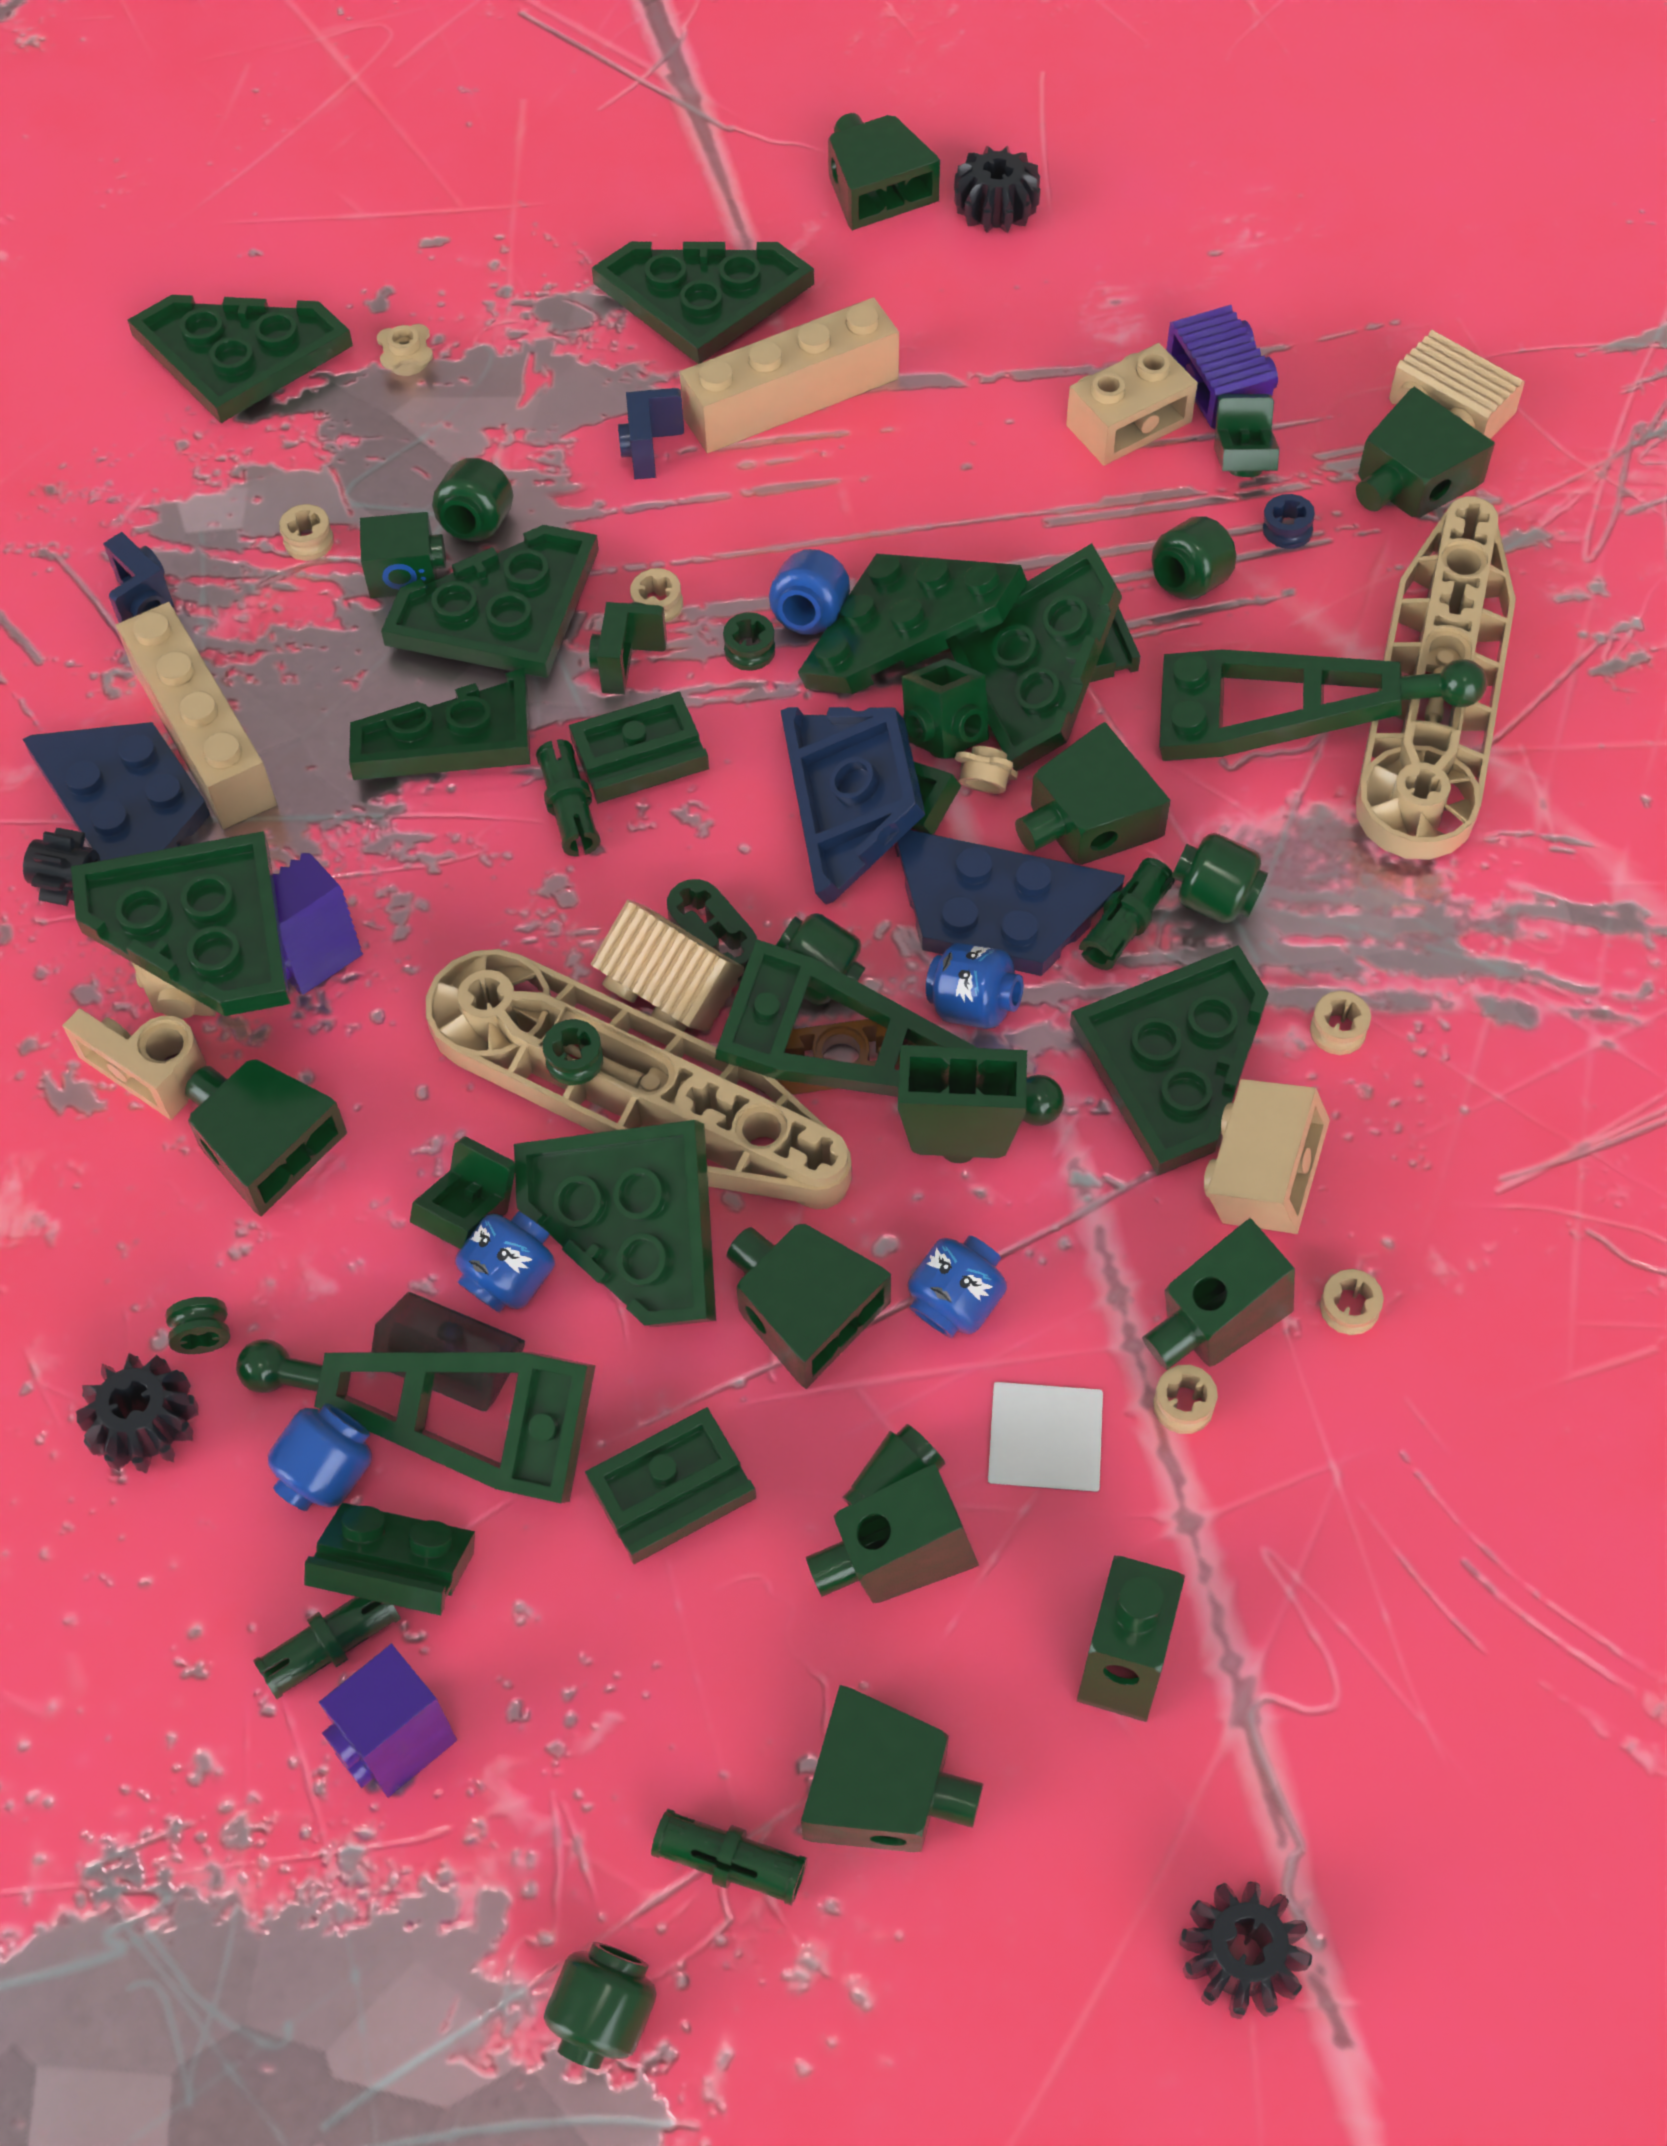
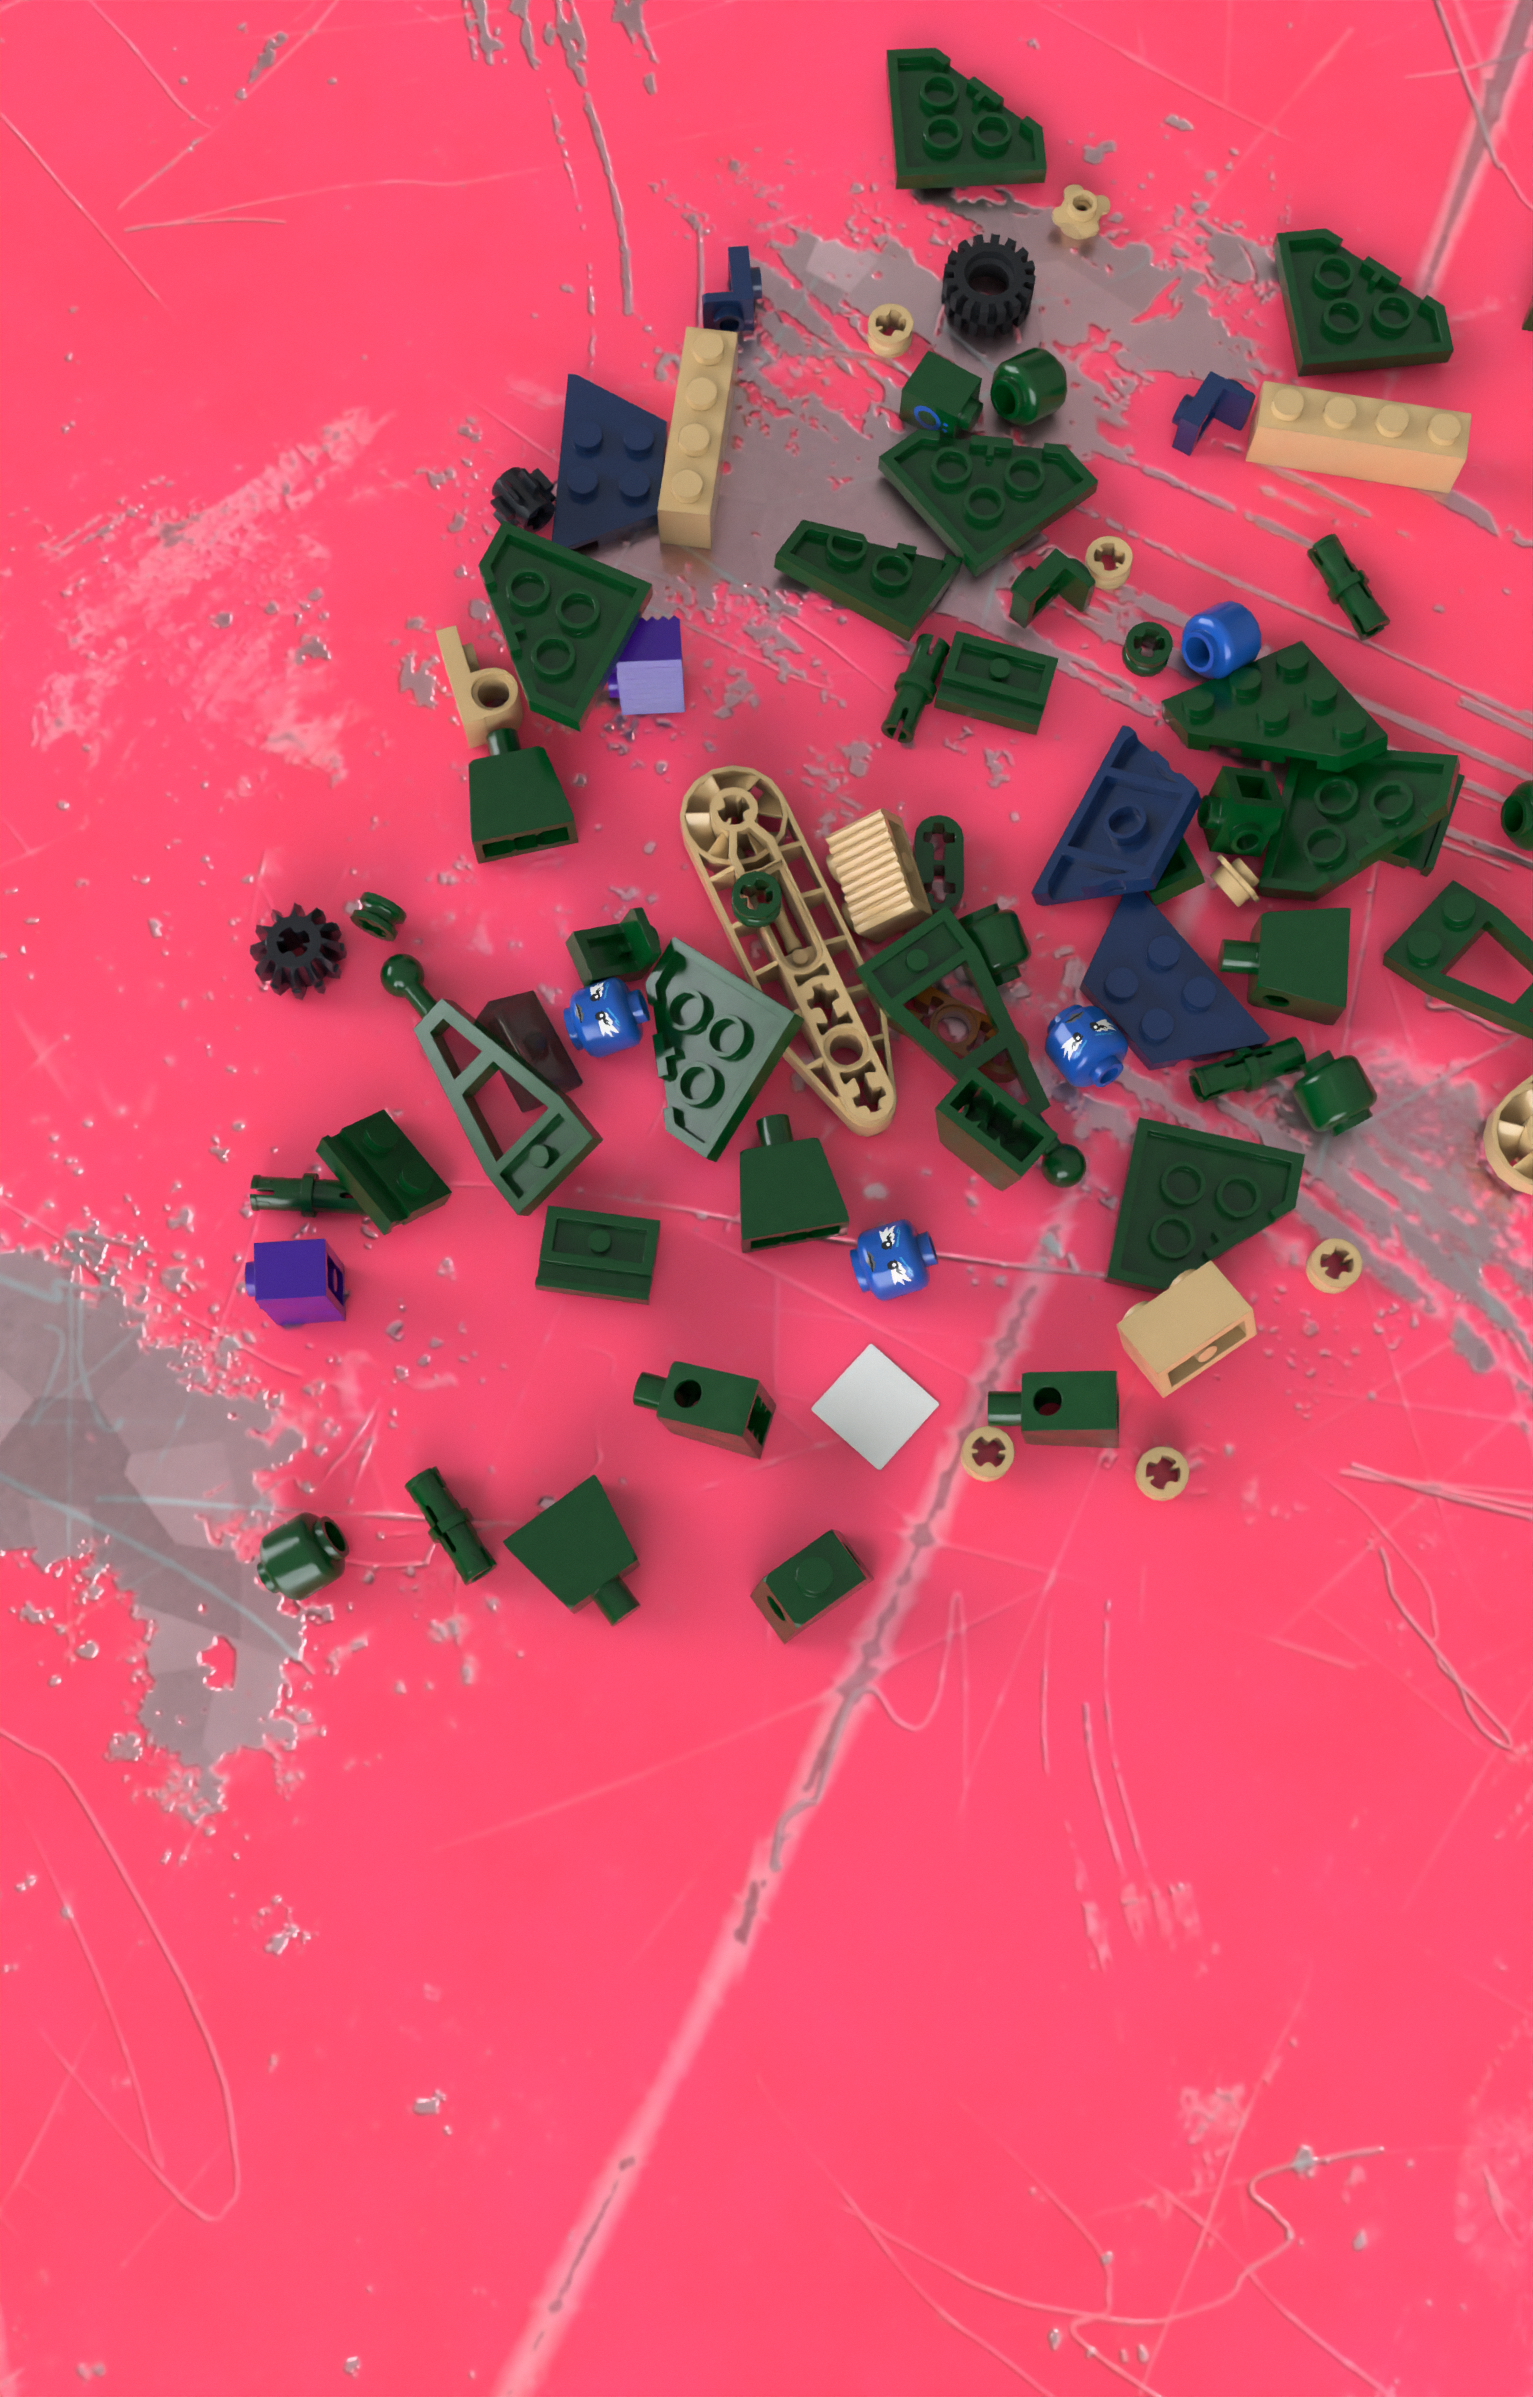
camera: 35 degrees right, 15 degrees up
(319, 1457) = (389, 1068): blue head -> none
(363, 425) = (988, 261): none -> black tyre
(880, 490) = (1348, 587): none -> dark green pin
(892, 1461) = (752, 1355): dark green cone -> none
(1272, 1966) = (728, 1854): black gear -> none

